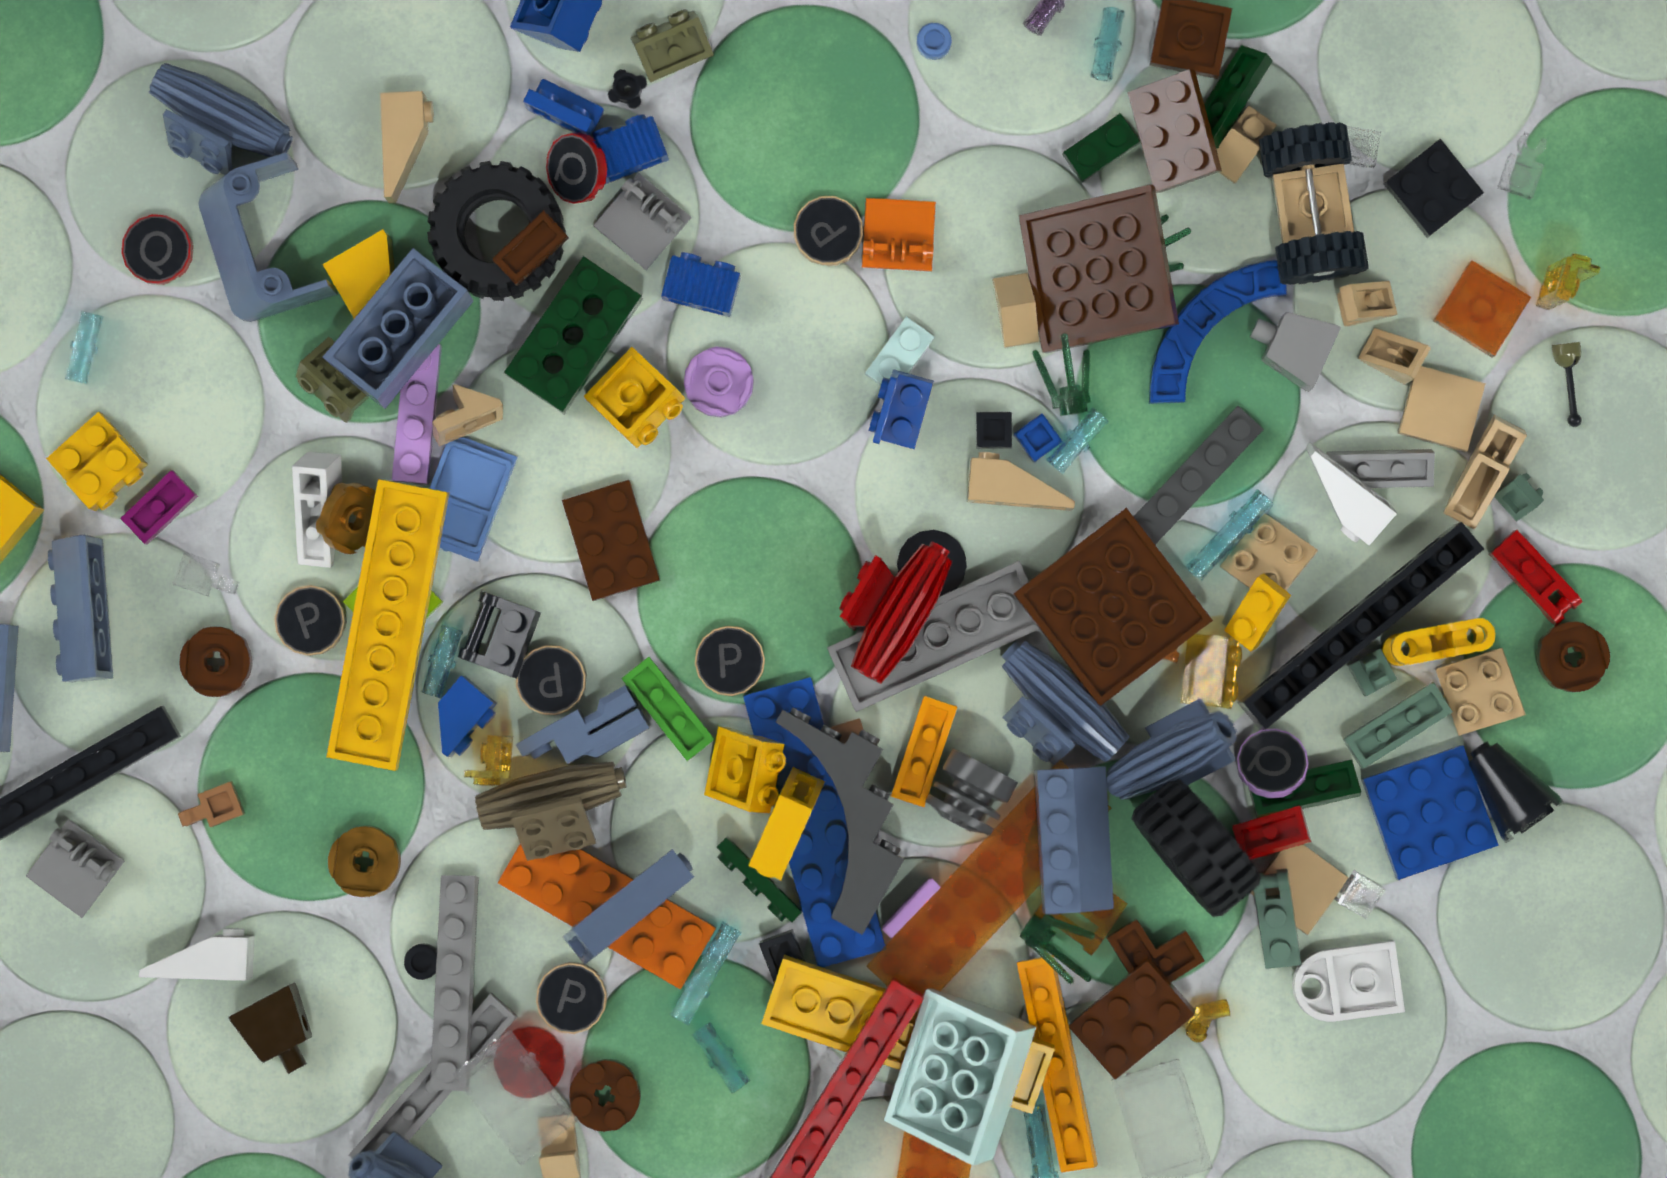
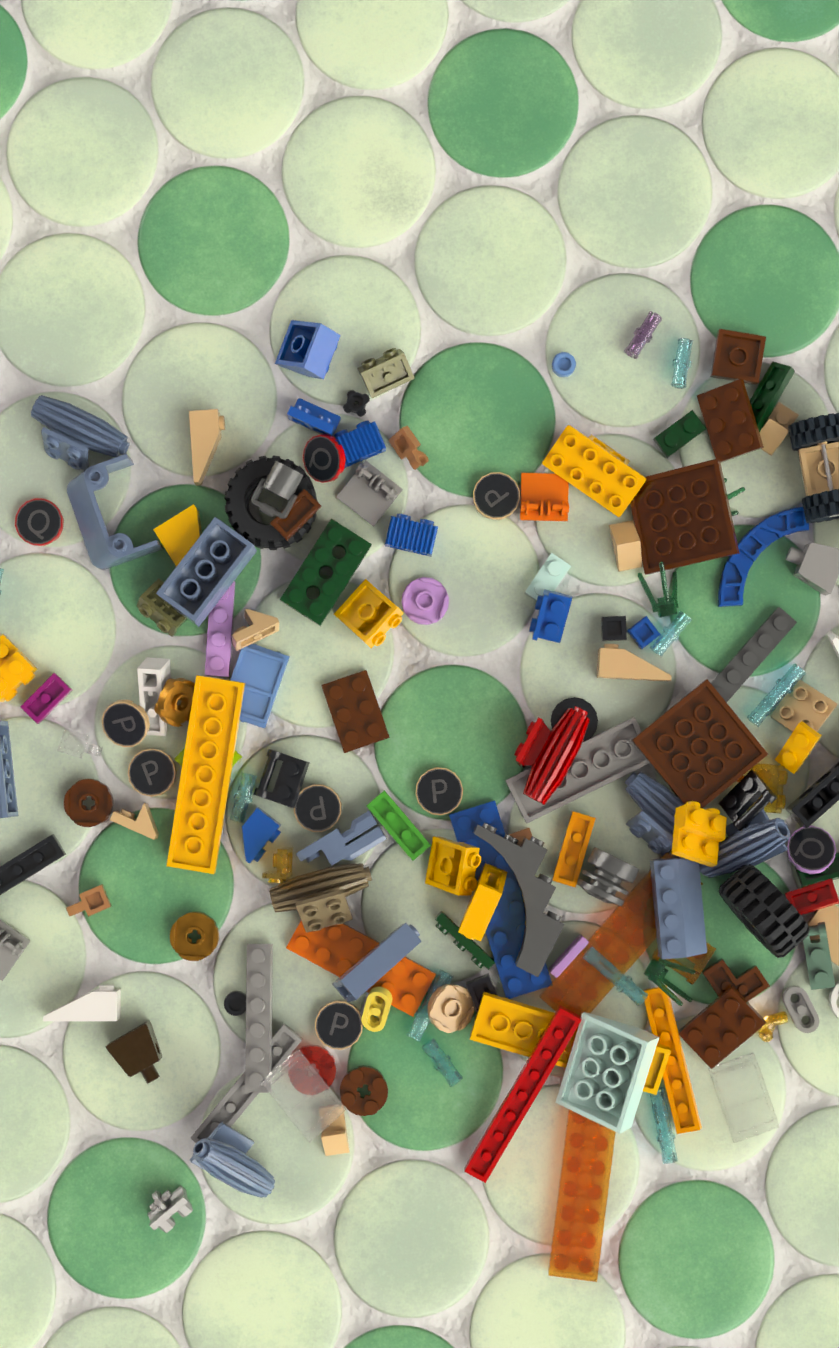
camera: 10 degrees left, 0 degrees up
(273, 547) = (125, 723): none -> black tile
(294, 695) = (143, 824): none -> tan slope
(513, 201) = (282, 482): none -> dark grey piece
(628, 973) = (377, 1007): none -> light yellow plate
(698, 154) = (406, 445): none -> medium nougat plate
(735, 978) = (450, 1008): none -> tan tile
(973, 196) = (594, 469): none -> yellow bracket
(1007, 966) = (614, 974): none -> clear light blue pin
(1104, 732) = (698, 833): none -> yellow plate
(1179, 686) = (744, 796): none -> black plate
(1248, 996) = (800, 1008): none -> light grey plate

